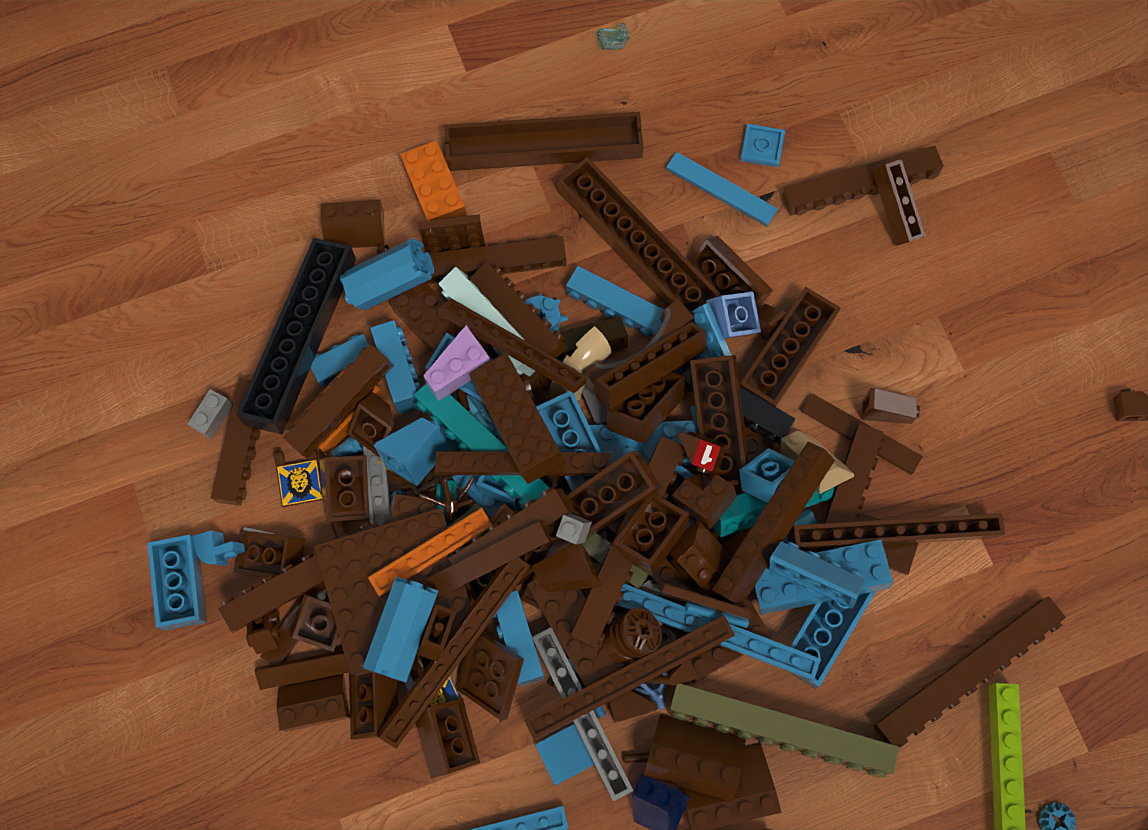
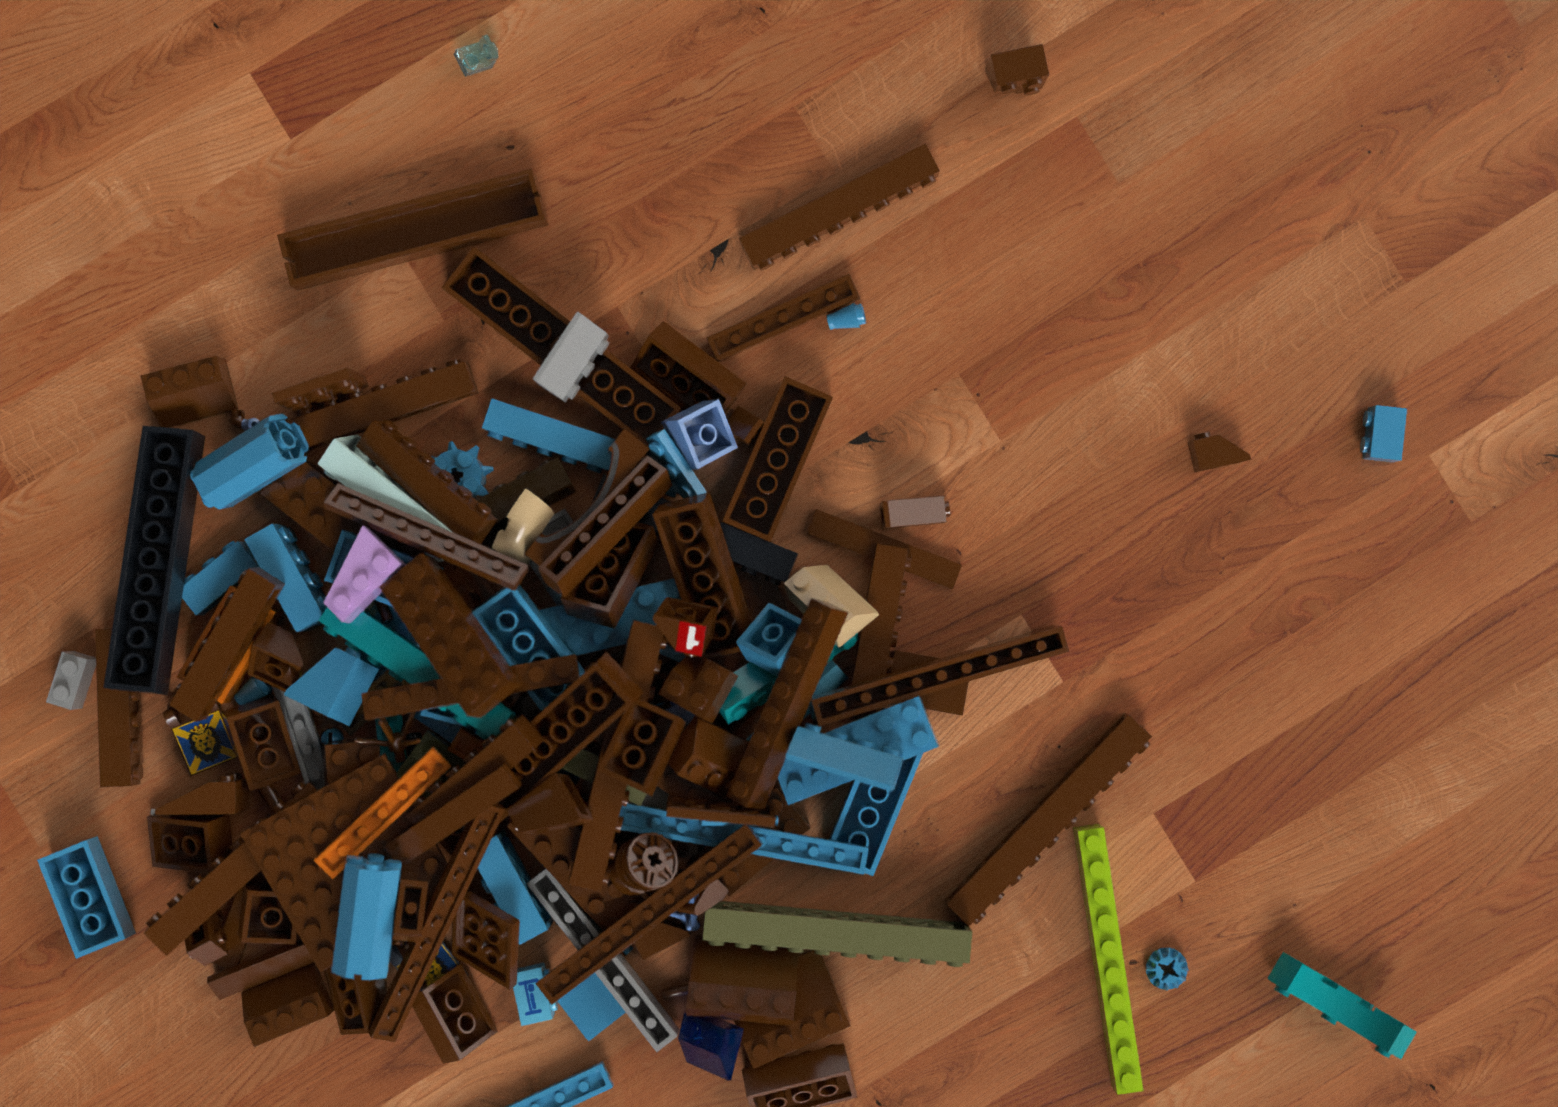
camera: 15 degrees left, 15 degrees up
(212, 549) = (119, 849): dark azure brick -> none
(294, 521) = (222, 796): none -> reddish brown slope
(433, 182) = (281, 317): orange brick -> none
(517, 737) = (530, 1001): none -> medium azure brick
(573, 528) = (546, 764): light grey brick -> none
(646, 240) = (572, 358): none -> light grey slope
(722, 189) = (659, 250): dark azure tile -> none
(762, 145) = (702, 177): dark azure tile -> none
(808, 250) = (783, 318): none -> reddish brown plate
(858, 258) = (847, 317): none -> dark azure cone
(898, 202) = (887, 236): reddish brown brick -> none
(1012, 107) = (1018, 70): none -> reddish brown slope

